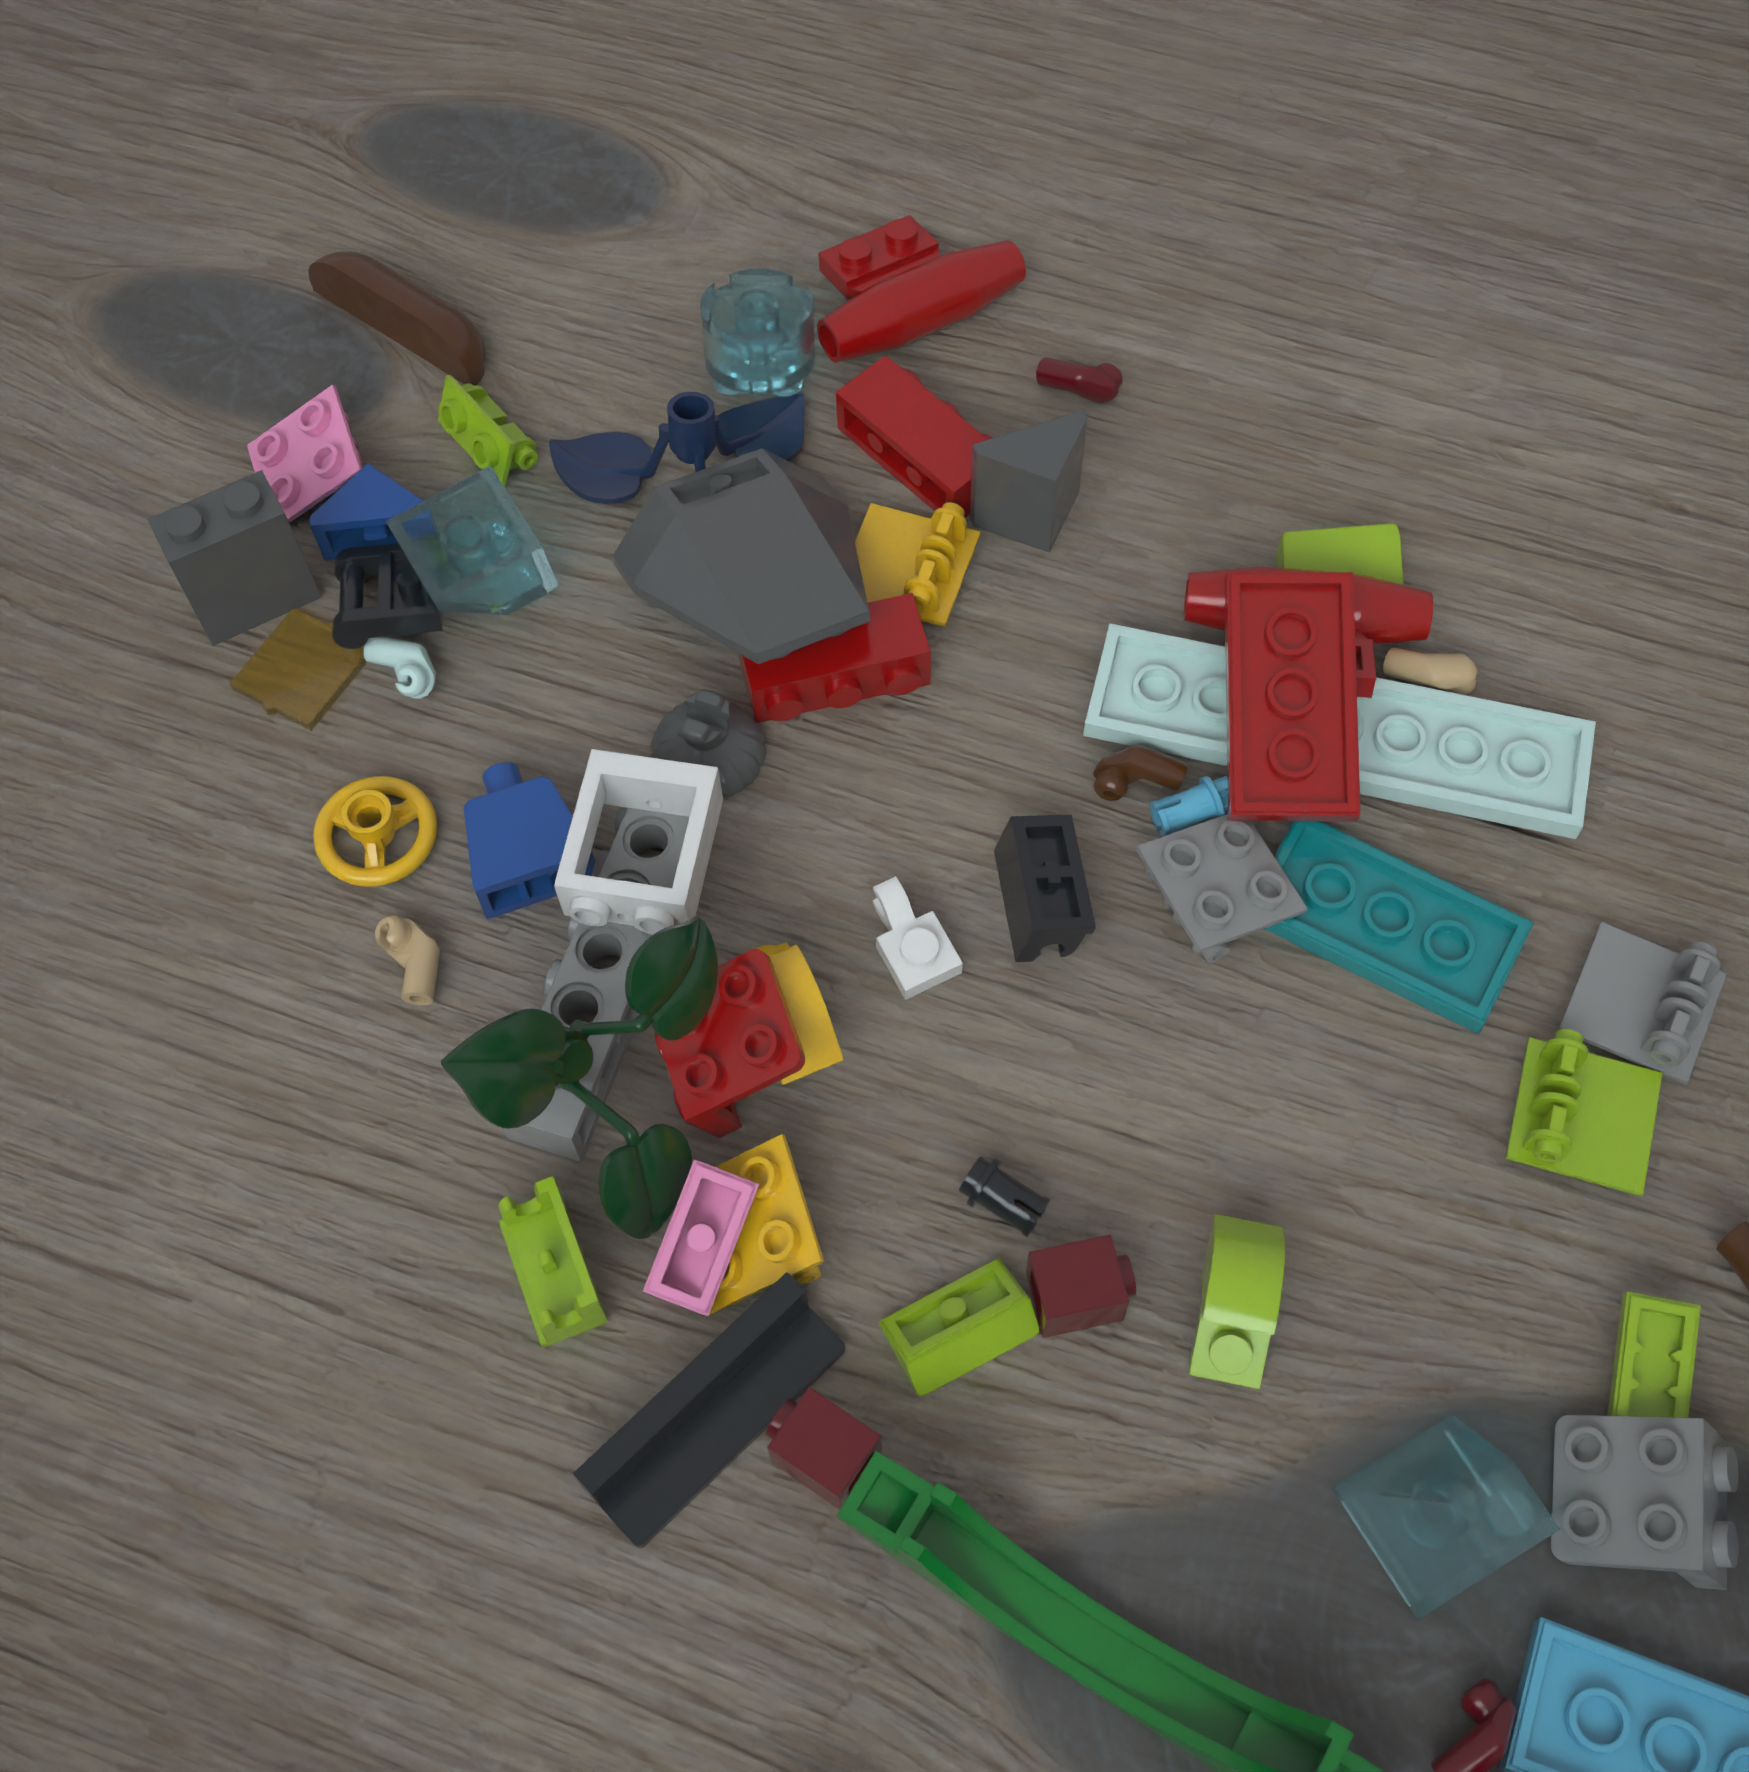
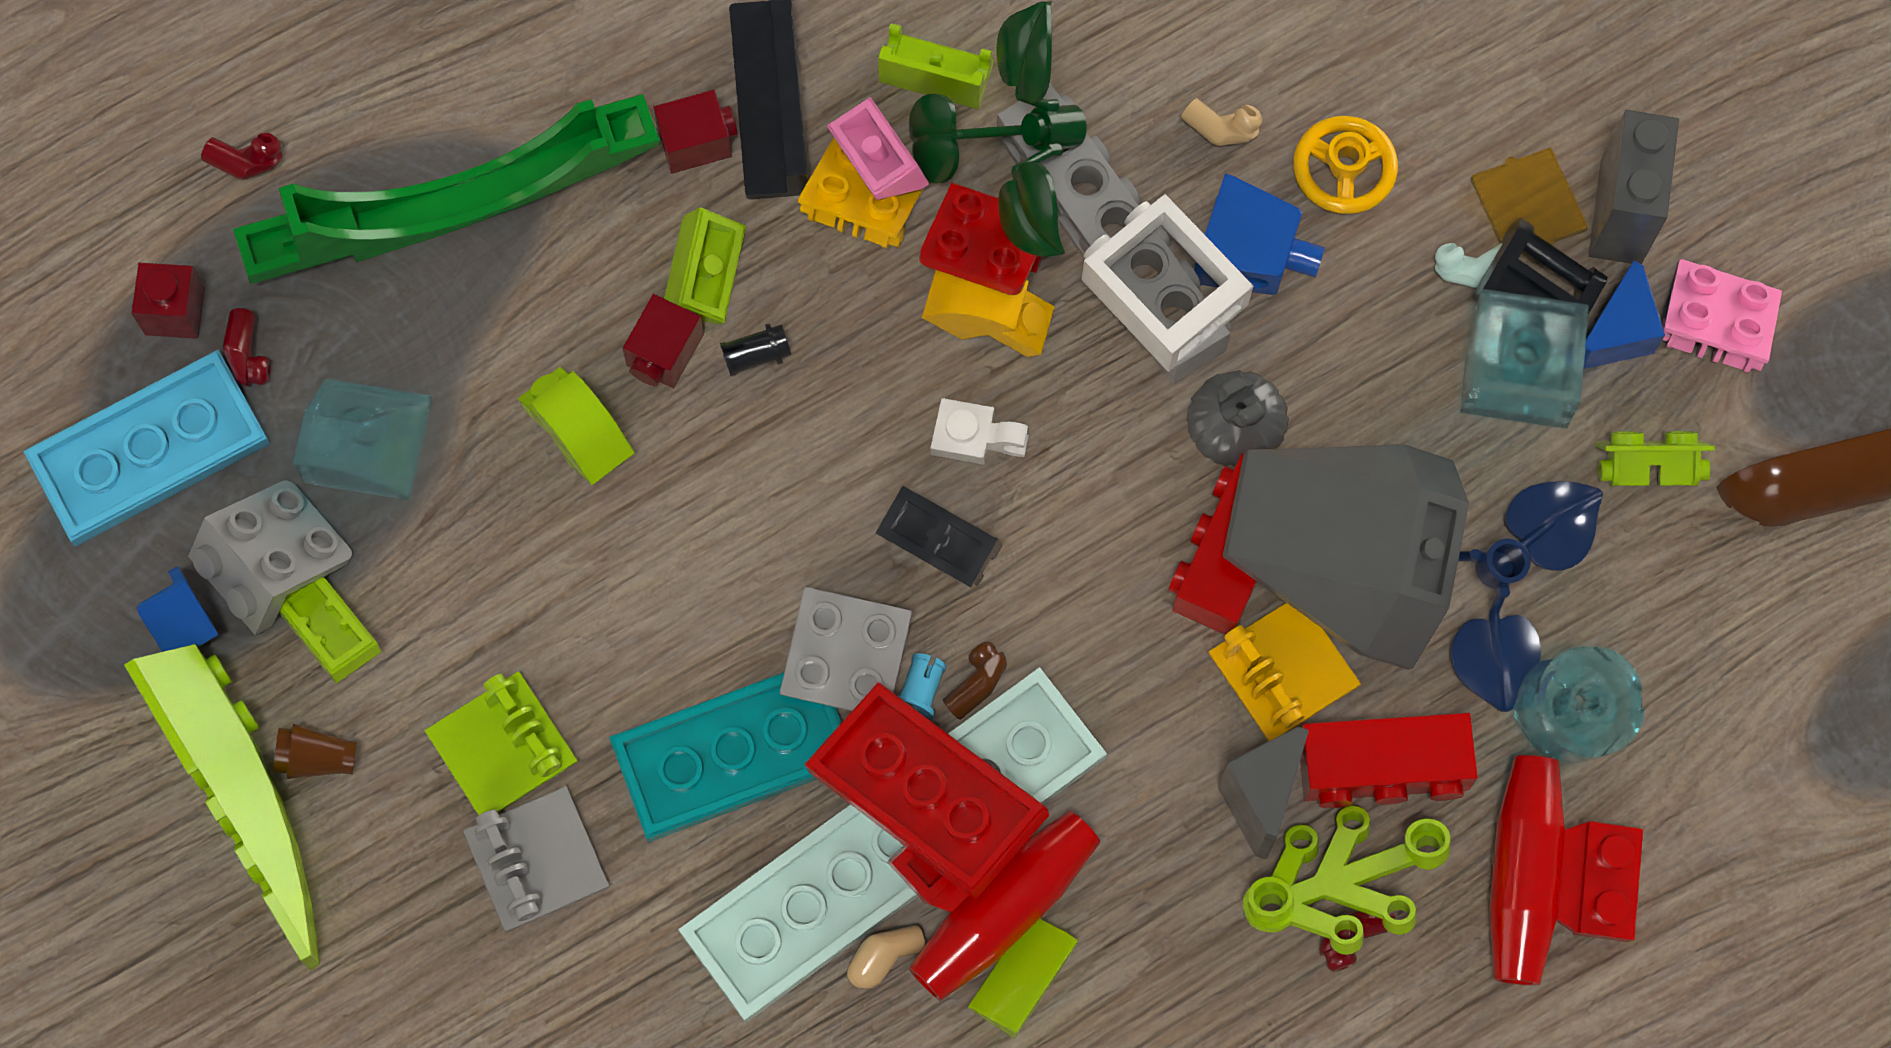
camera: 125 degrees right, 10 degrees up
(1059, 395) = (1342, 881): none -> lime plant

